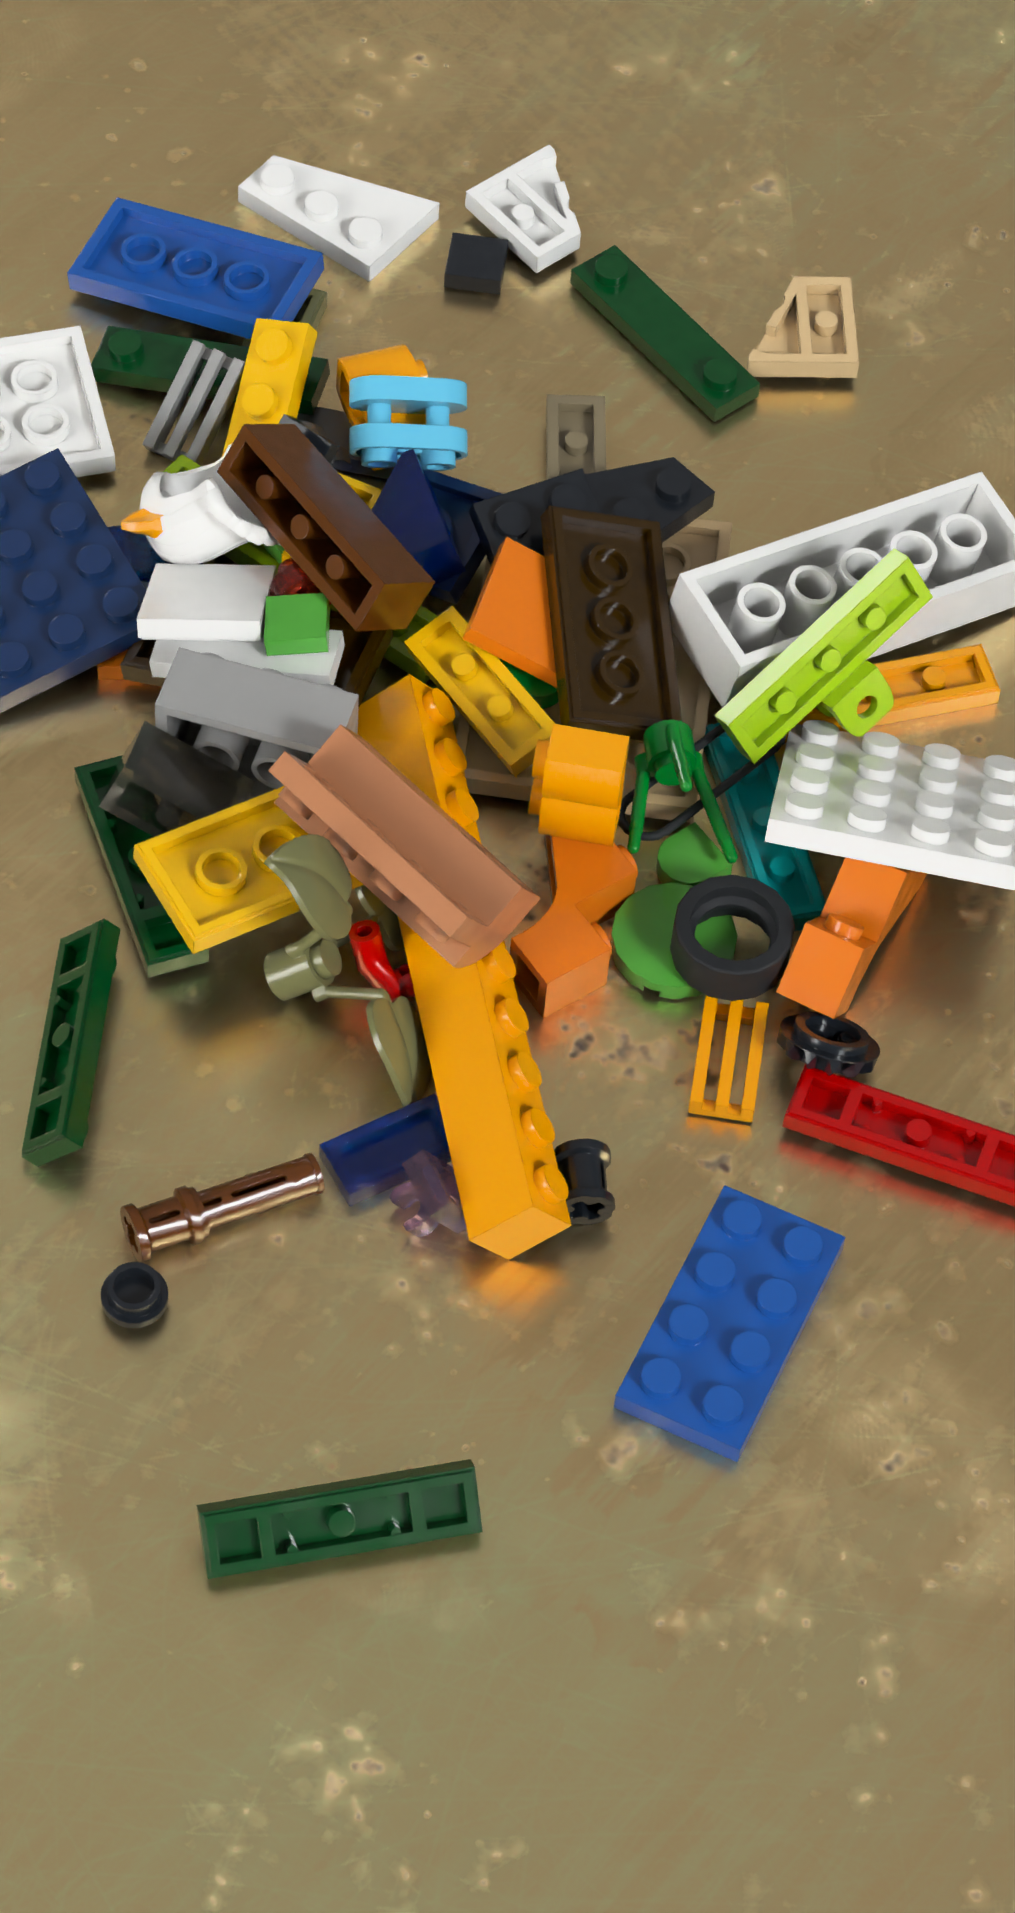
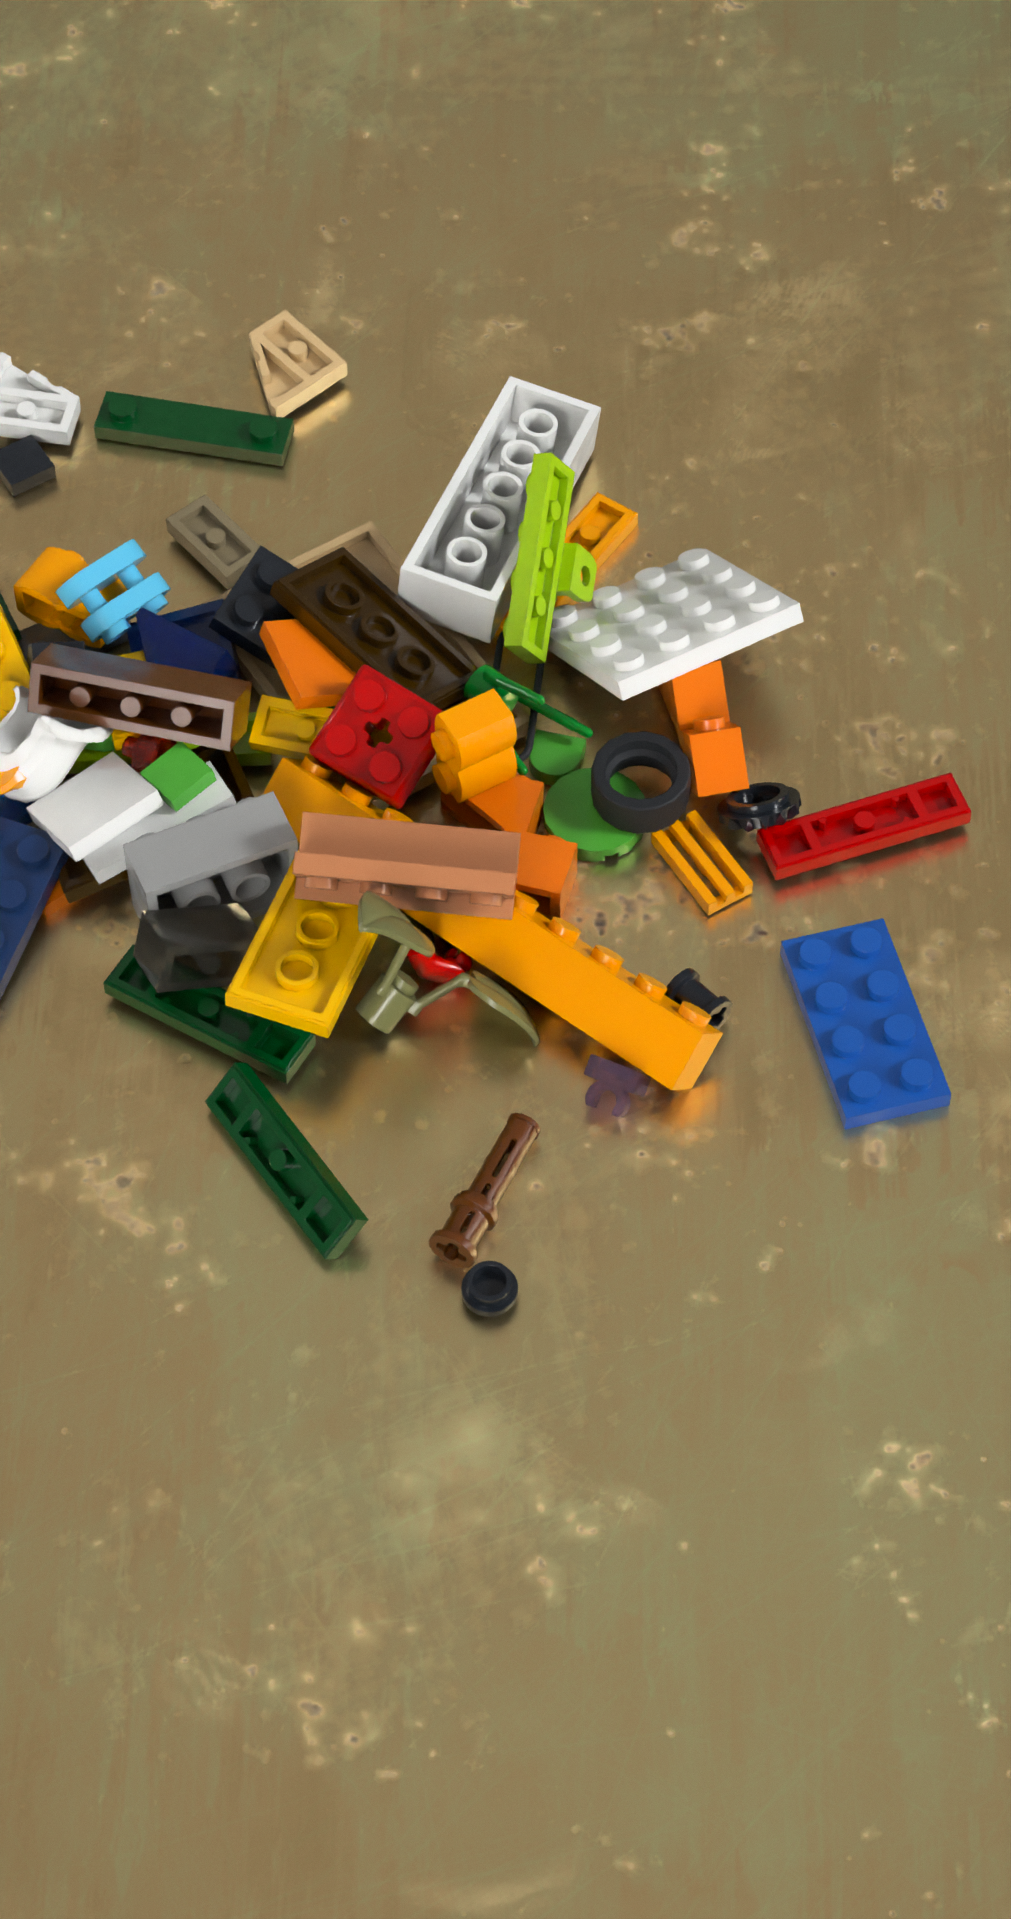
camera: 35 degrees left, 0 degrees up
(339, 1518) = (760, 1324): dark green plate -> none
(373, 1154) = (553, 1075): clear blue tile -> none
(483, 696) = (346, 744): none -> red brick
(653, 492) = (305, 534): black wing -> none
(748, 812) = (582, 699): teal tile -> none

